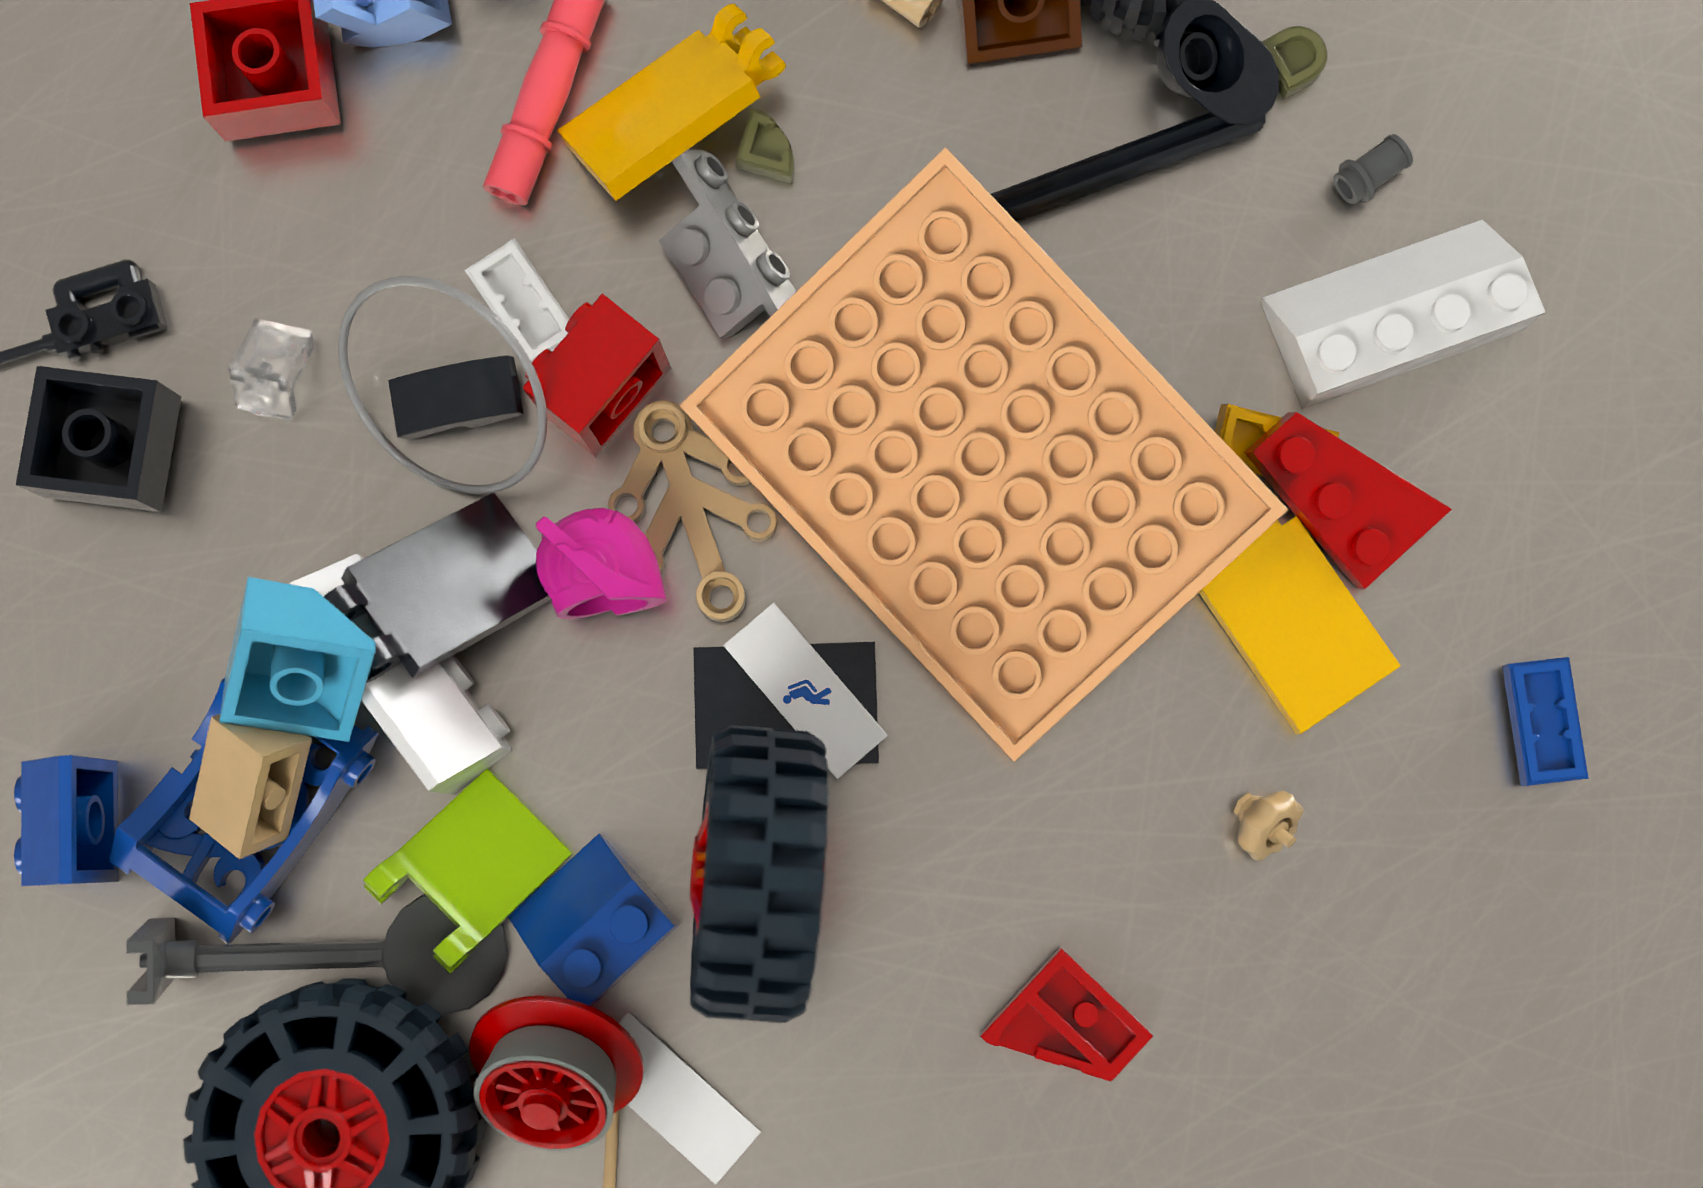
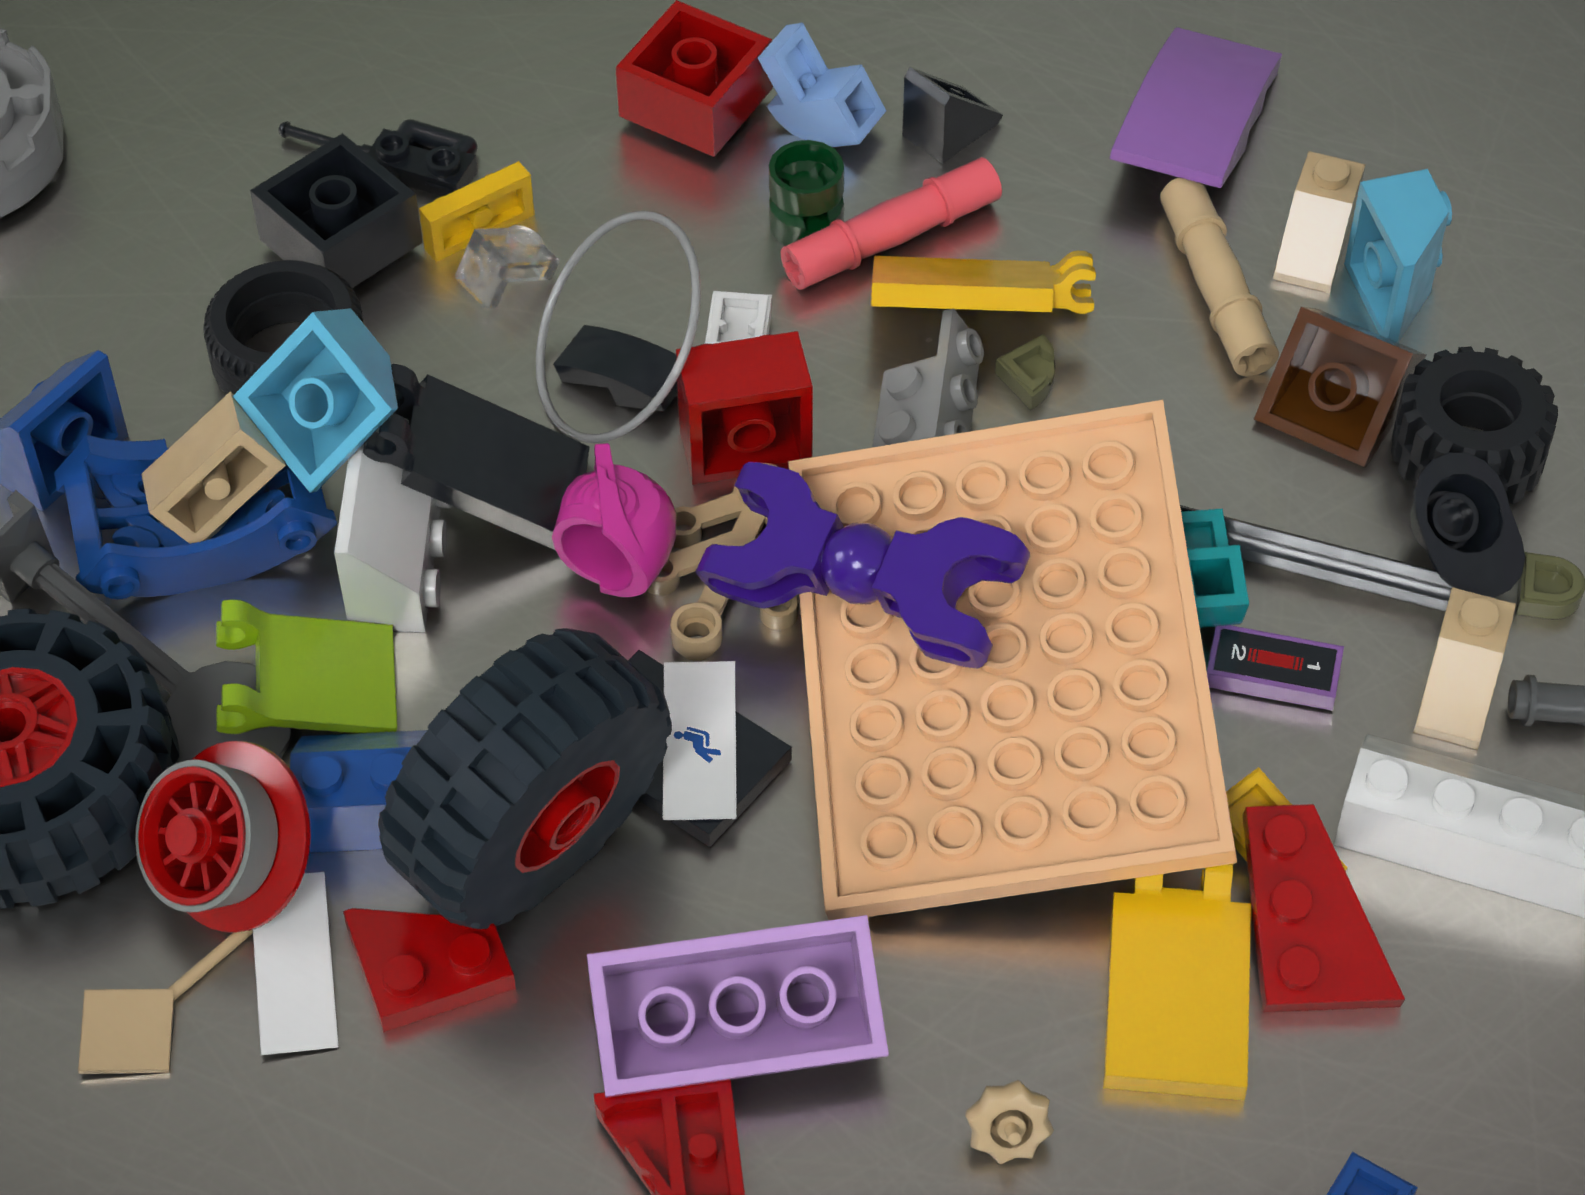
camera: 35 degrees right, 30 degrees down
(112, 559) = (263, 298): none -> black tyre
(208, 317) = (490, 202): none -> yellow plate
(459, 116) = (804, 189): none -> dark green wheel
(762, 1049) = (425, 963): none -> red wing
(828, 471) = (863, 564): none -> dark purple piece
(1023, 895) = (736, 1006): none -> lavender slope
(1077, 254) = (1215, 569): none -> teal brick
(1156, 287) = (1274, 666): none -> tile
(1297, 189) = (1465, 668): none -> tan slope

